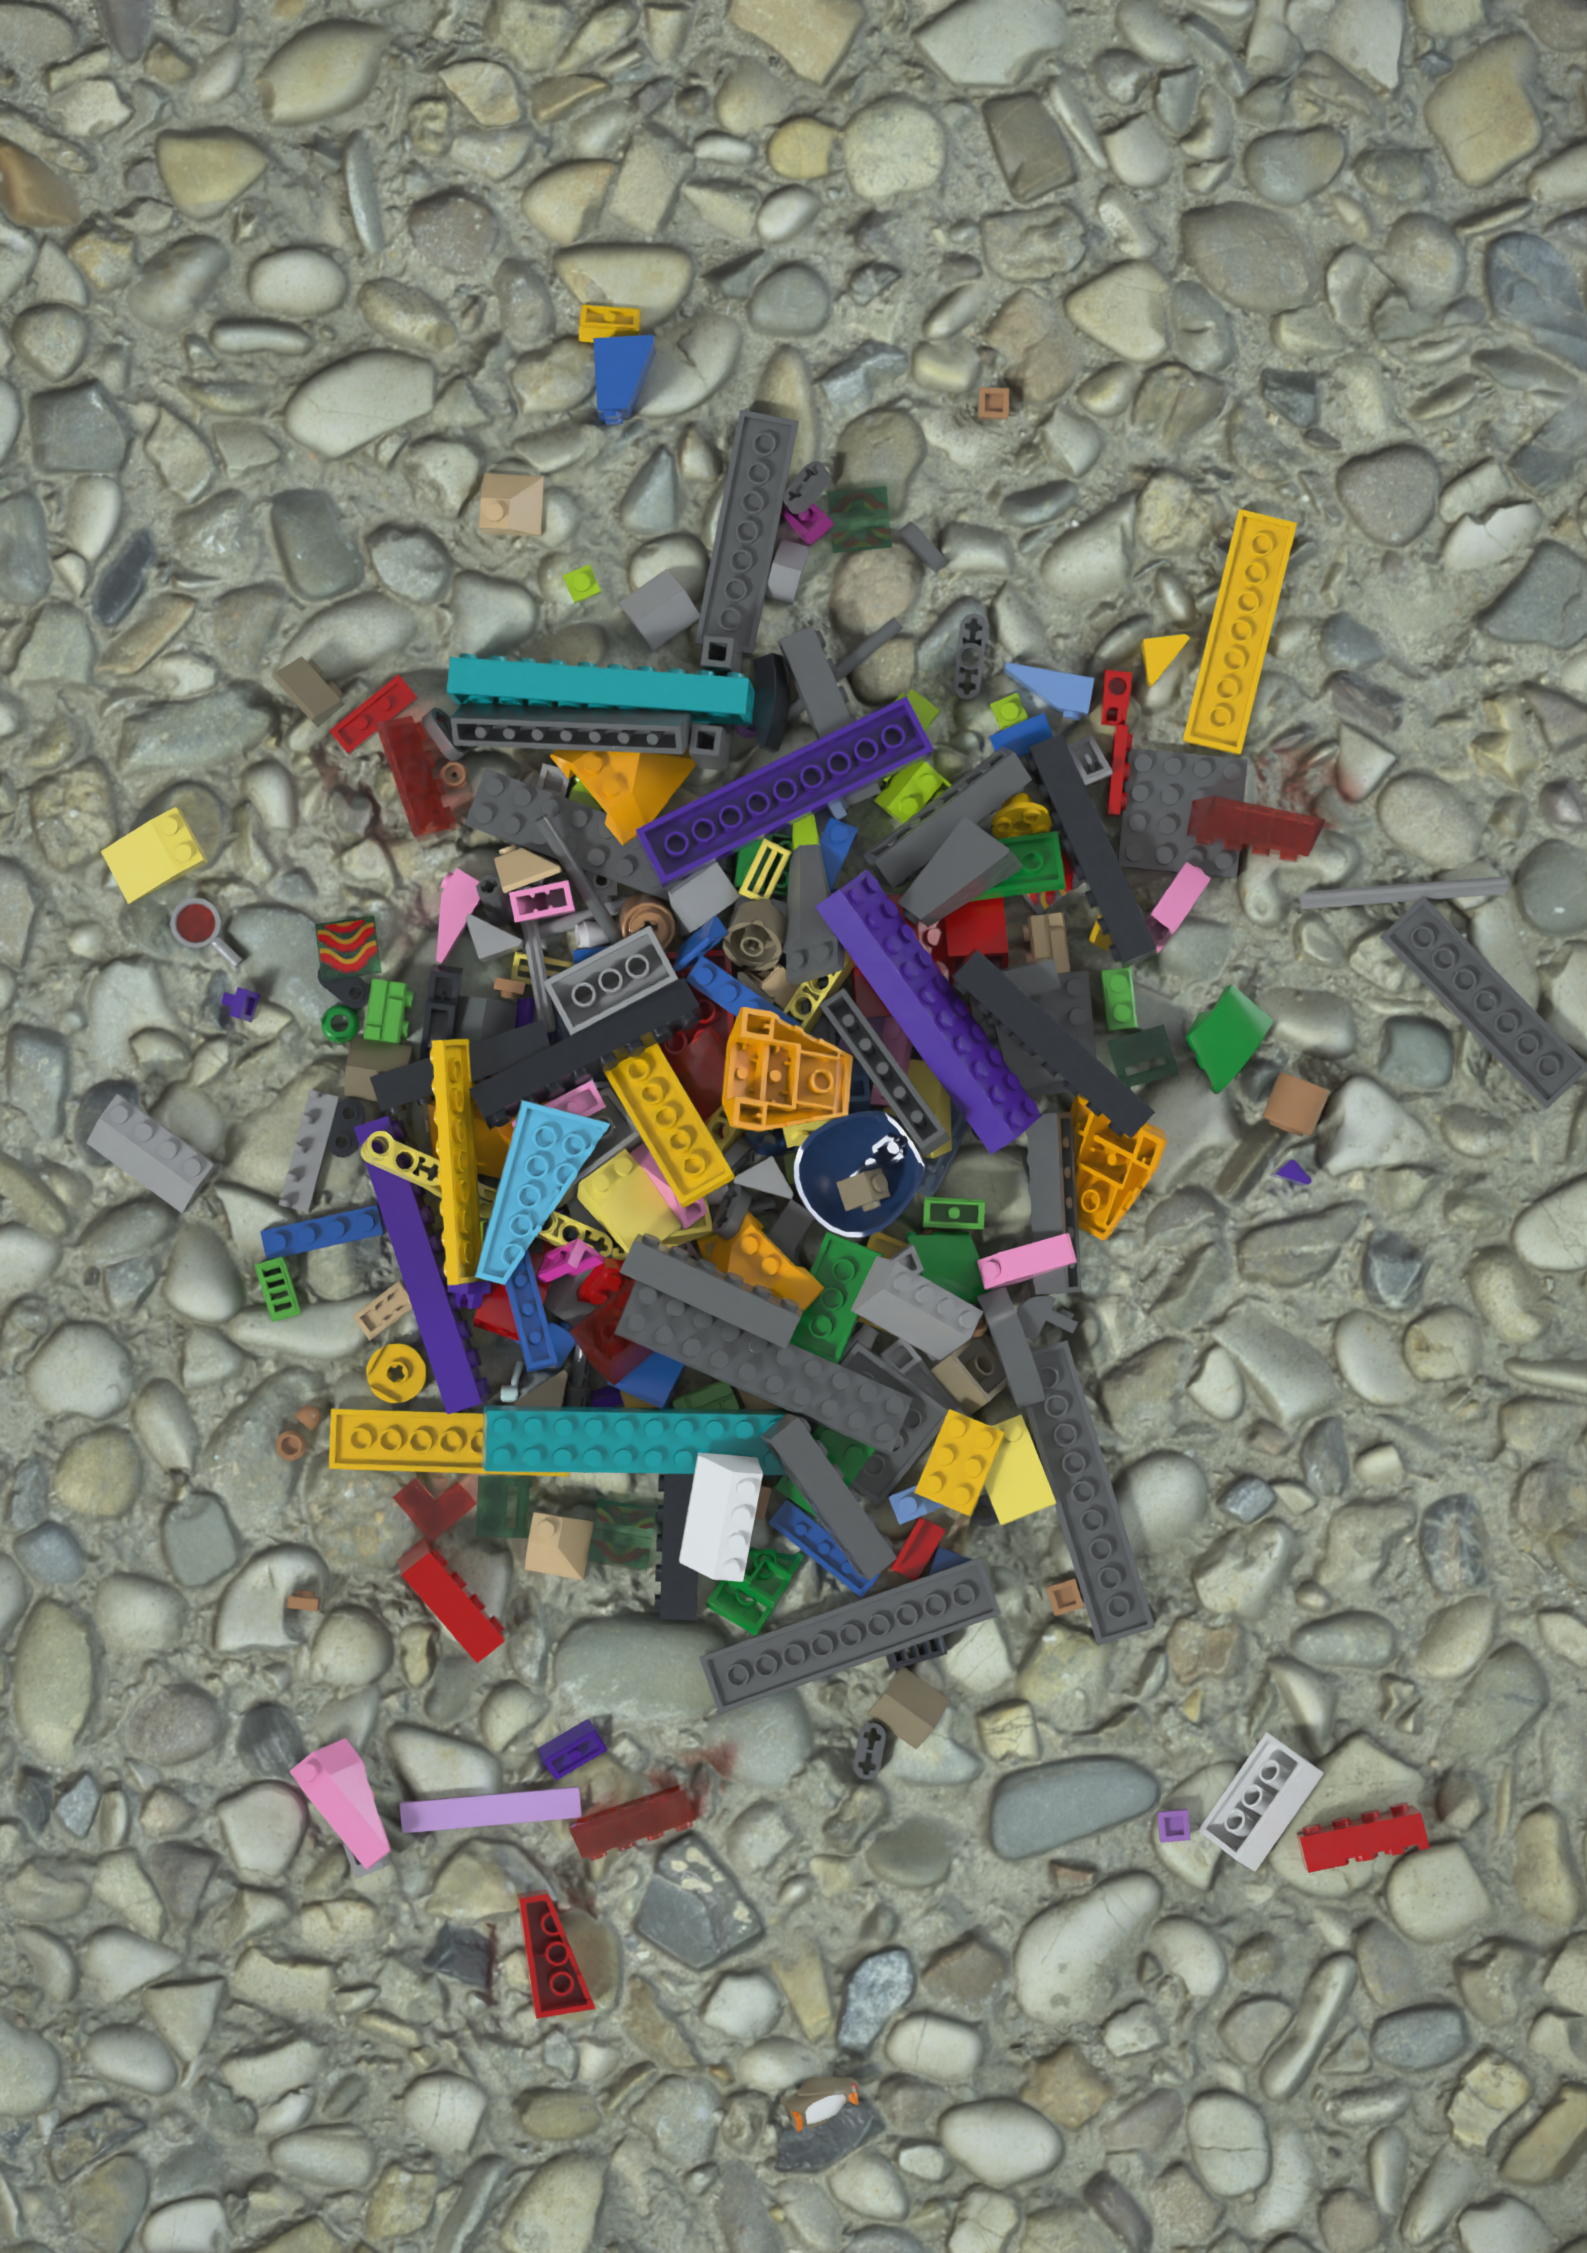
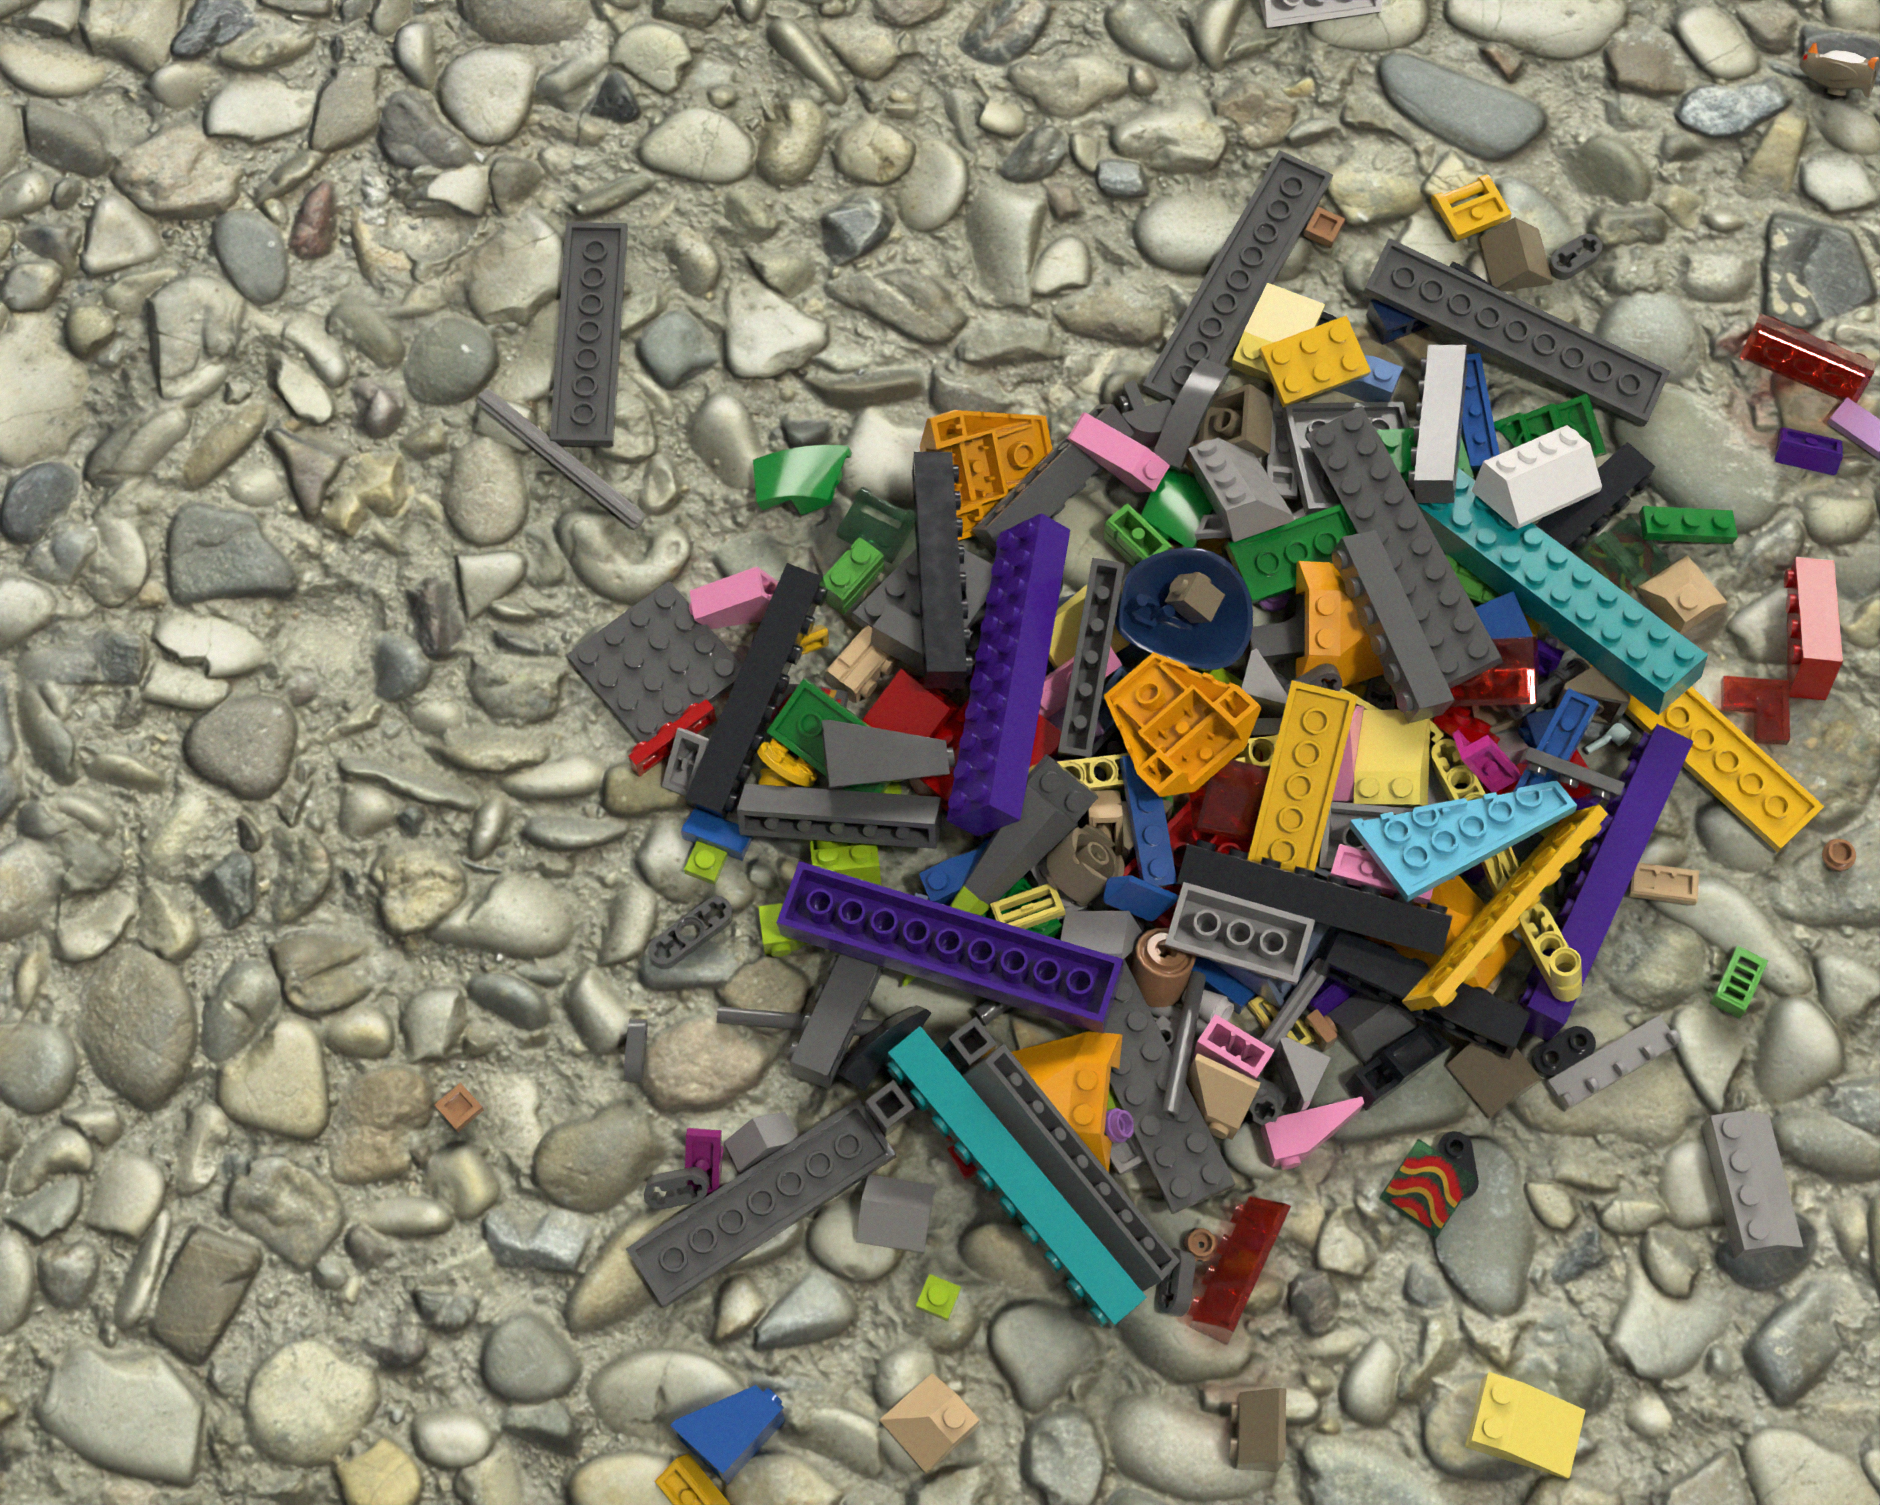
camera: 135 degrees left, 20 degrees down
(198, 925) = (1539, 1333): piece -> none
(242, 1003) = (1563, 1230): dark purple tile -> none
(308, 1415) = (1804, 862): medium nougat hinge -> none
(322, 1232) = (1661, 991): blue plate -> none
(349, 1033) = (1487, 1153): green piece -> none
(380, 707) = (1221, 1360): red plate -> none
(387, 1011) = (1443, 1106): bright green brick -> none
(401, 1389) = (1708, 814): yellow plate -> none
(493, 1506) = (1722, 654): clear green plate -> none
(499, 1300) = (1571, 774): none -> dark grey plate
(571, 788) = (1118, 1125): none -> medium lavender plate
(601, 1601) = (1688, 525): none -> green plate
(859, 519) = (659, 1124): clear green slope -> none
(917, 1548) = (1404, 350): red panel -> none
(969, 1715) = (1475, 214): none -> yellow plate
(1059, 690) = (648, 833): medium blue slope -> none
(1115, 697) = (612, 792): red leg -> none
(1159, 654) = (547, 788): yellow slope -> none
(1173, 1825) = (1397, 24): medium lavender plate -> none
(1239, 632) = (468, 750): yellow plate -> none
(1253, 827) = (619, 592): clear red slope -> none
(1291, 1172) = (858, 341): dark purple slope -> none
(1295, 1105) = (802, 383): medium nougat piece -> none

